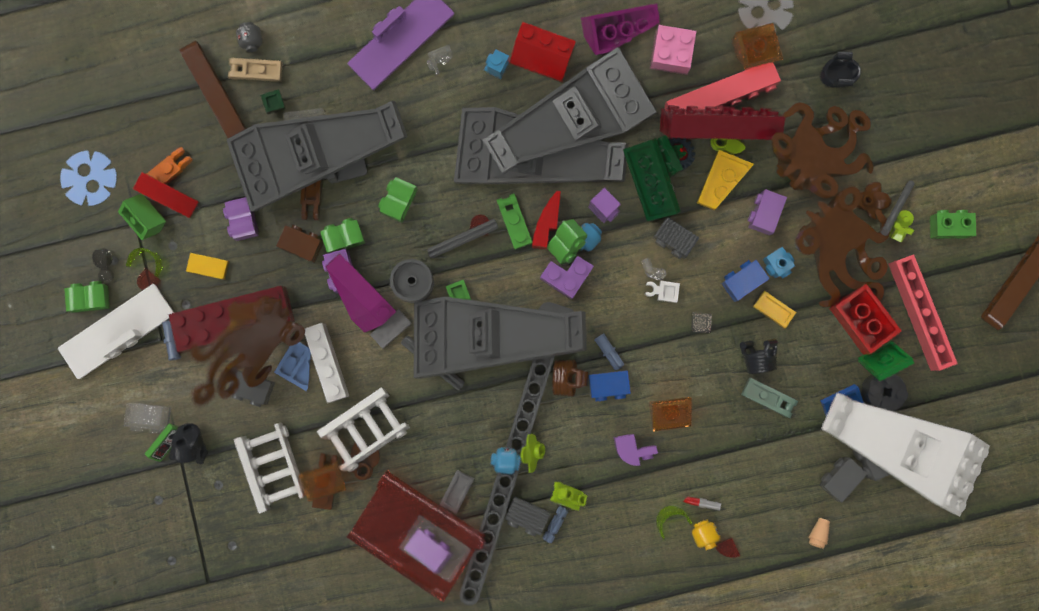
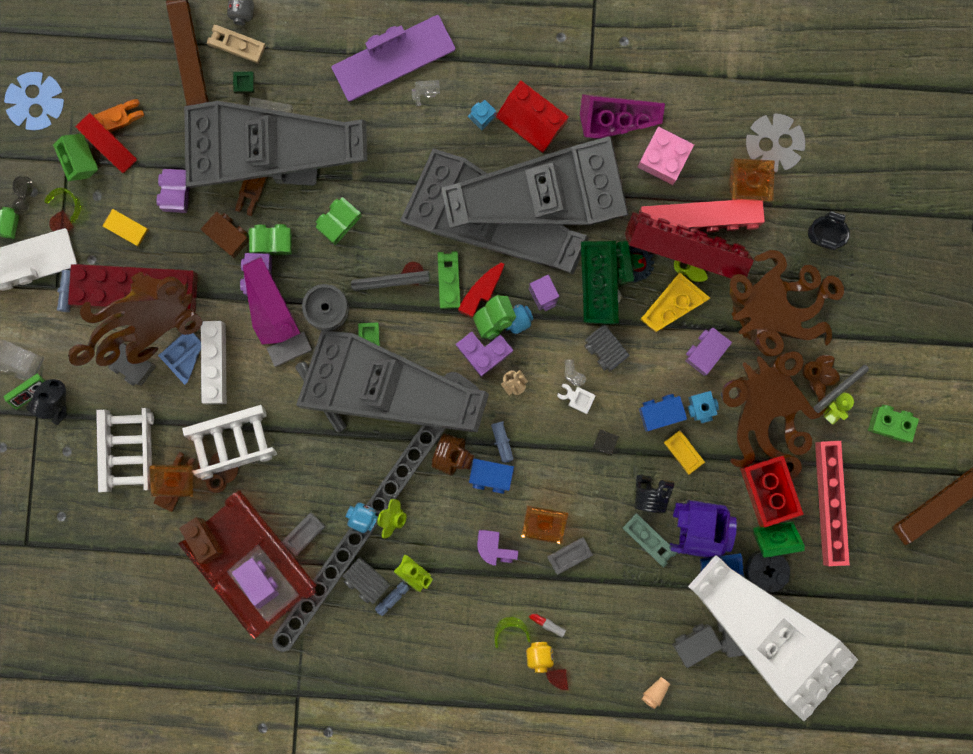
camera: 15 degrees right, 0 degrees up
(366, 527) = (201, 540): none -> reddish brown brick
(603, 295) = (514, 382): none -> tan gear
(702, 434) = (570, 555): none -> flat silver tile
(817, 372) = (704, 529): none -> dark purple piece

